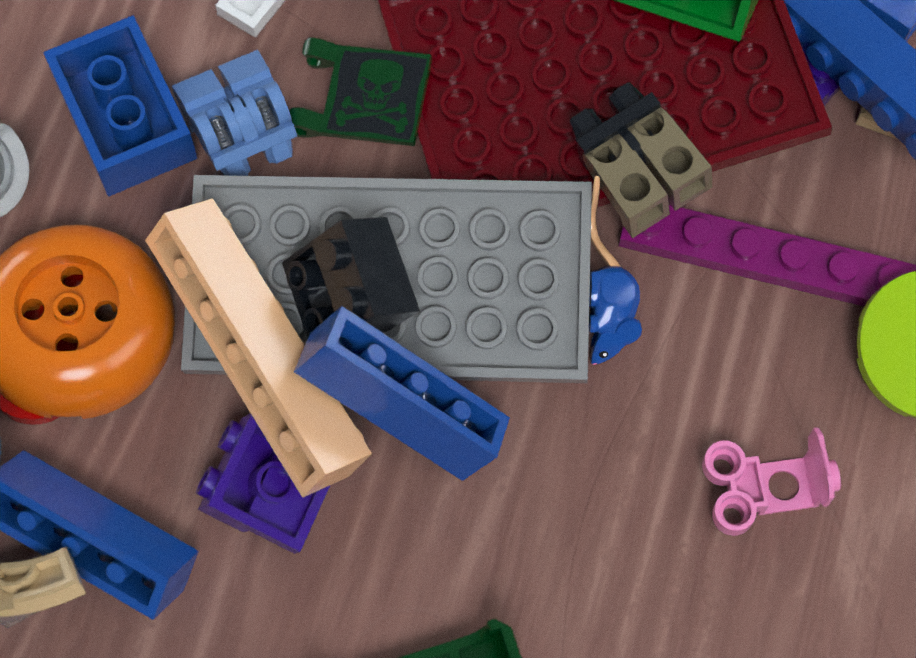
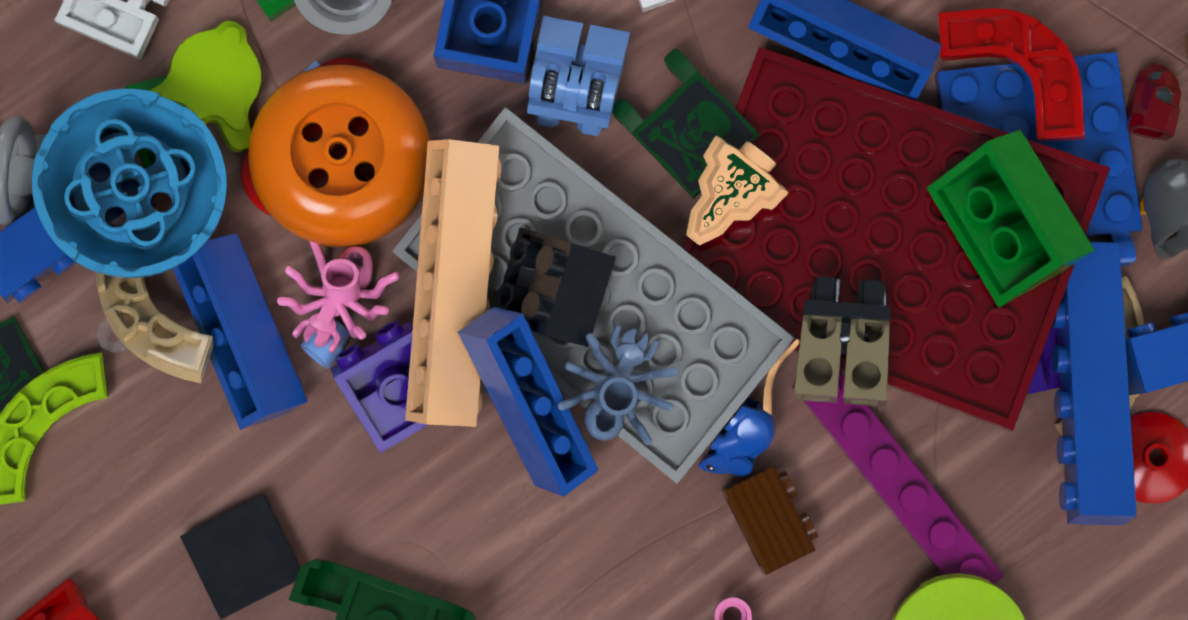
camera: 35 degrees right, 15 degrees up
(158, 429) = (343, 286): none -> bright pink animal
(177, 494) = (322, 354): none -> light blue hose
(442, 105) = (732, 188): none -> light nougat rock
(476, 327) = (616, 393): none -> sand blue animal
(689, 359) = (770, 520): none -> reddish brown brick

